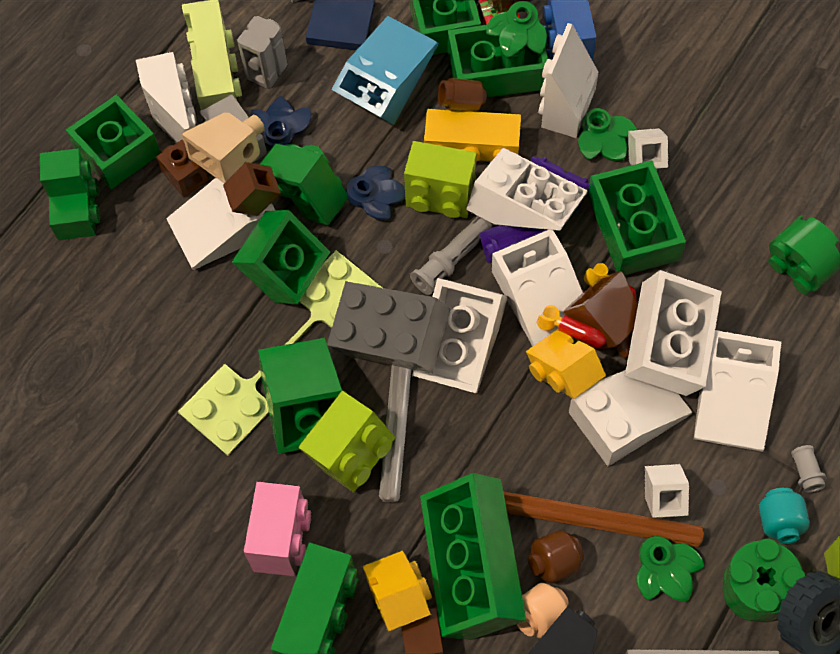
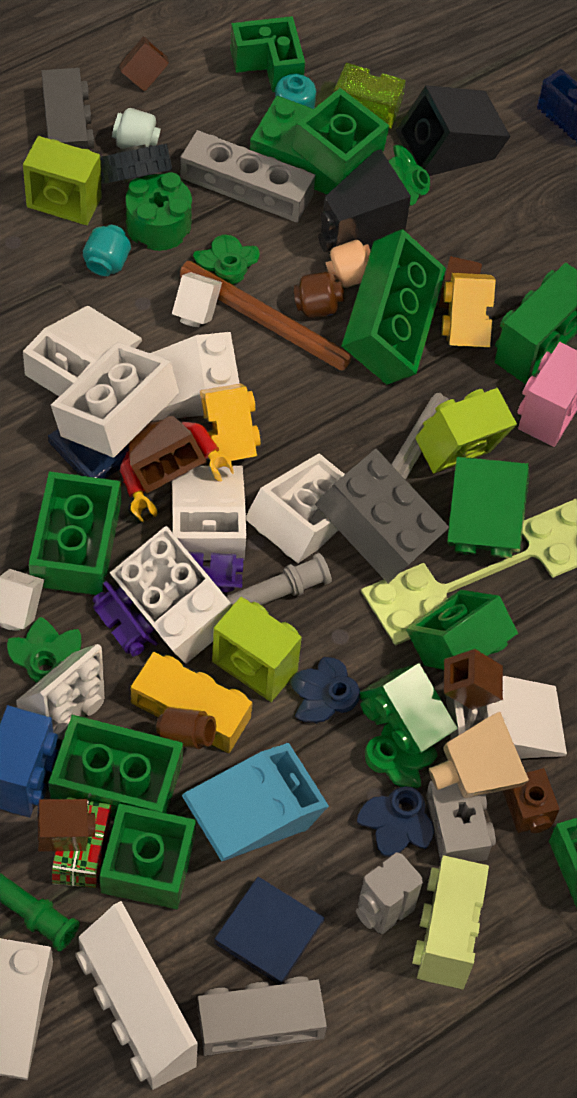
camera: 165 degrees left, 5 degrees down
(167, 94) = (523, 871): white slope -> none
(517, 32) = (88, 761): green plate -> none
(810, 475) = (62, 269): light grey pin -> none

